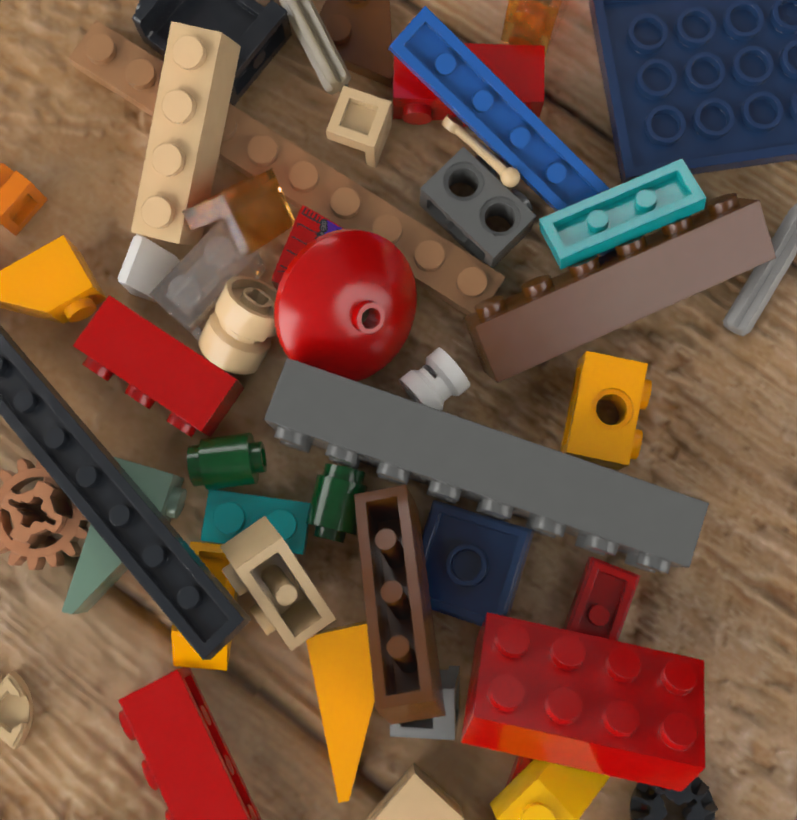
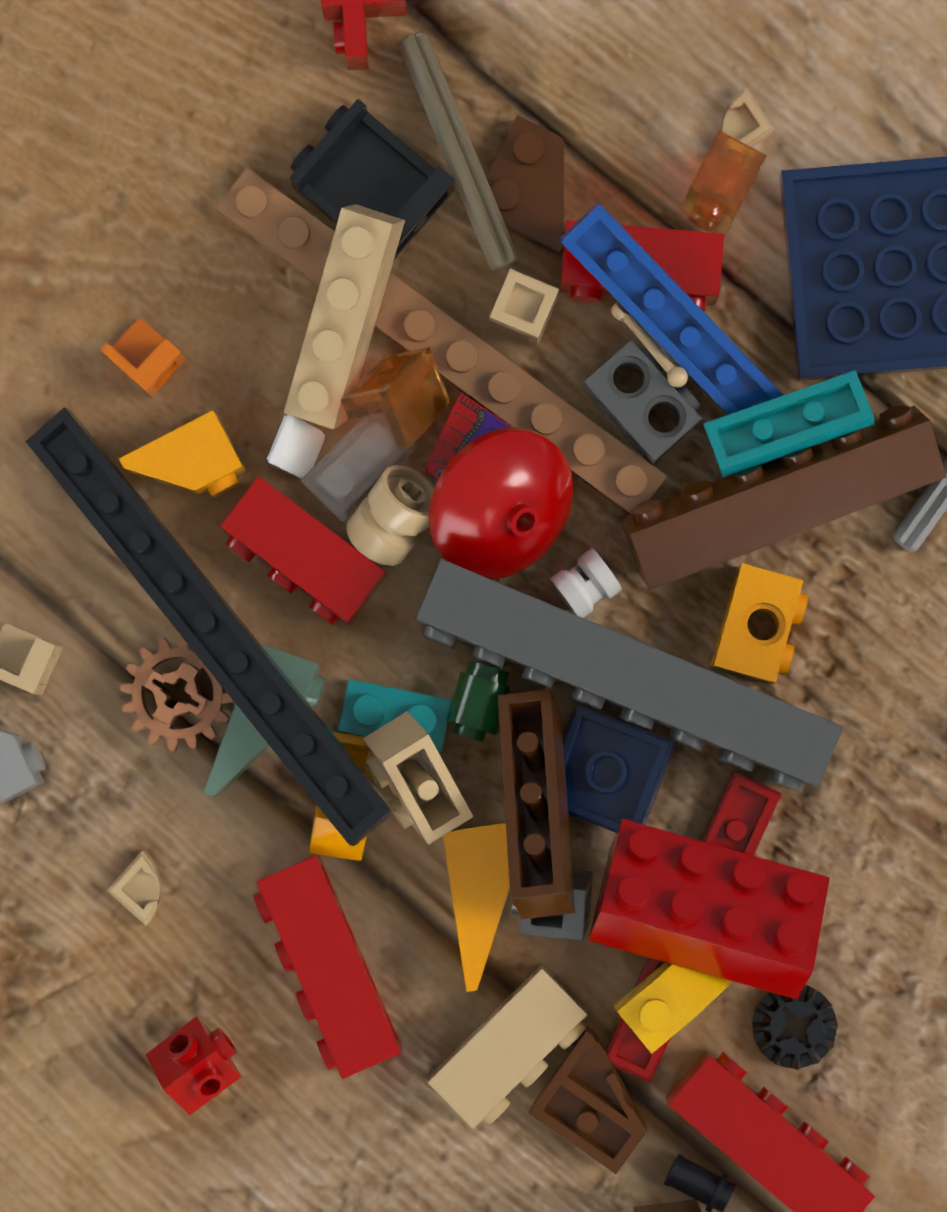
camera: 10 degrees right, 5 degrees up
(226, 461) = (368, 652): dark green brick -> none

